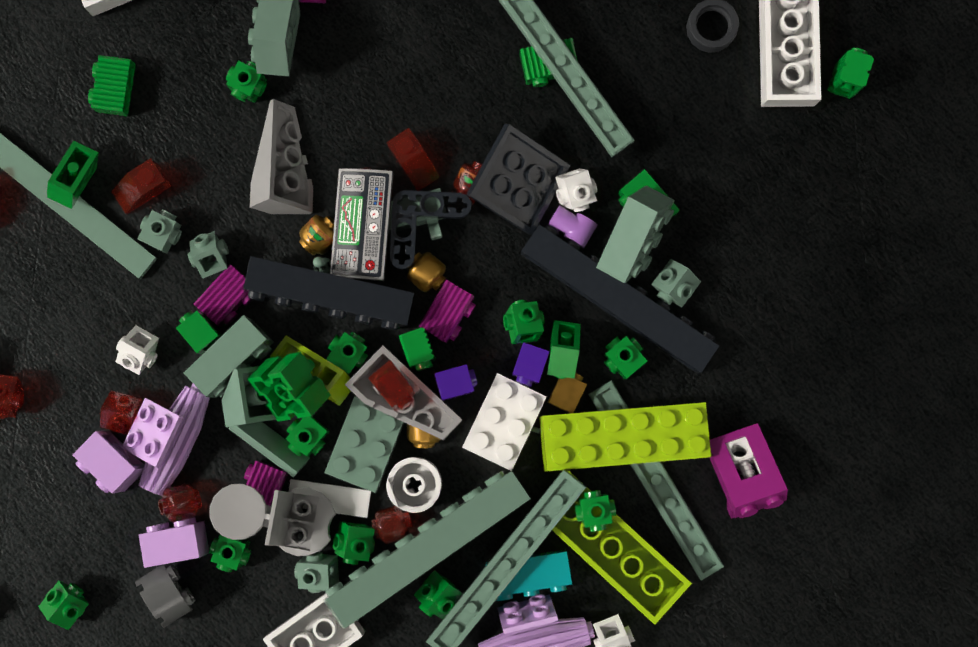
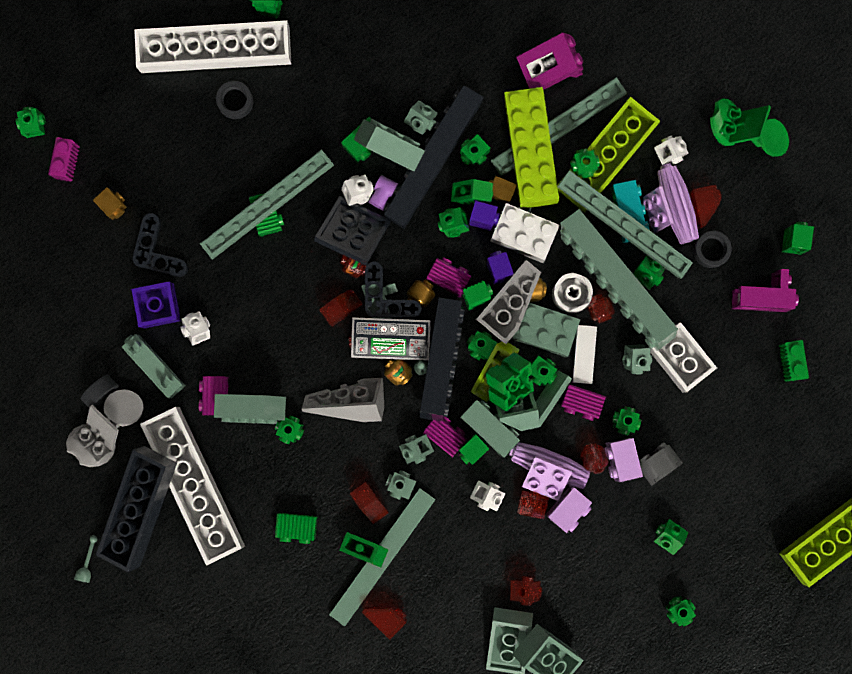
camera: 85 degrees left, 0 degrees up
(241, 512) = (600, 409): light grey piece -> none
(354, 542) = (615, 333): green brick -> none
(392, 386) = (507, 307): clear red slope -> none

